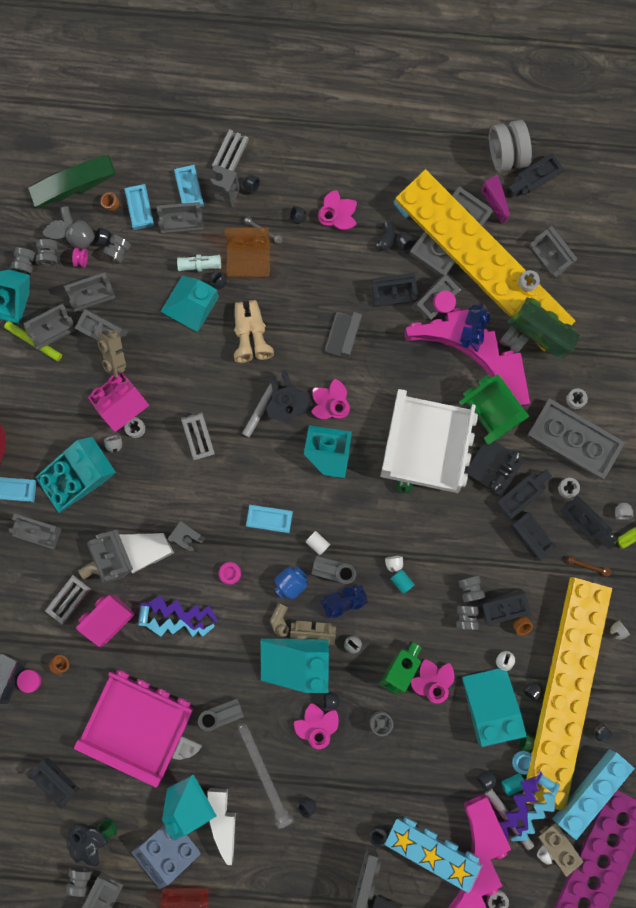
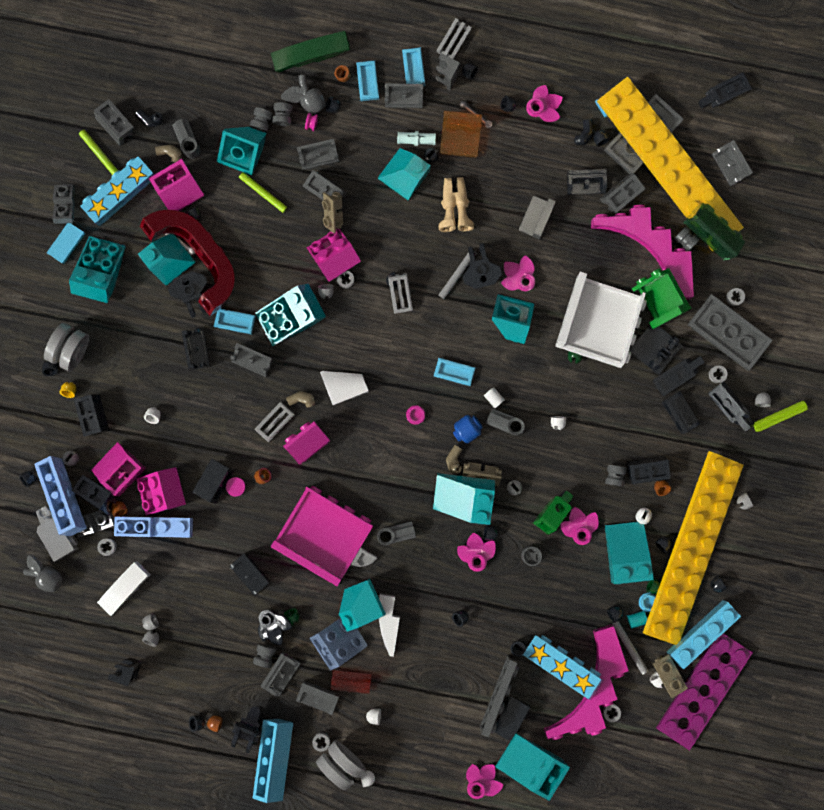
camera: 10 degrees right, 5 degrees up
(49, 327) = (279, 182): dark grey hinge -> none
(110, 556) = (315, 389): dark grey hinge -> none
(116, 249) = (344, 117): dark grey wheel -> none
(158, 603) = (373, 448): piece -> none
(182, 535) = (380, 377): dark grey hinge -> none
(282, 816) = (439, 622): clear piece -> none
(335, 606) = (503, 453): clear blue hinge -> none
(402, 581) = (563, 438): teal hinge -> none
(444, 302) = (629, 198): dark pink tile -> none
(471, 589) = (622, 451): dark grey wheel -> none
(477, 317) = (658, 216): clear blue hinge -> none
(495, 197) = (686, 105): magenta slope -> none
(510, 146) = (706, 62): light grey wheel -> none
(529, 786) = (649, 620): piece -> none
(534, 279) = (712, 187): light grey bush -> none
(605, 571) = (740, 450): reddish brown hinge -> none

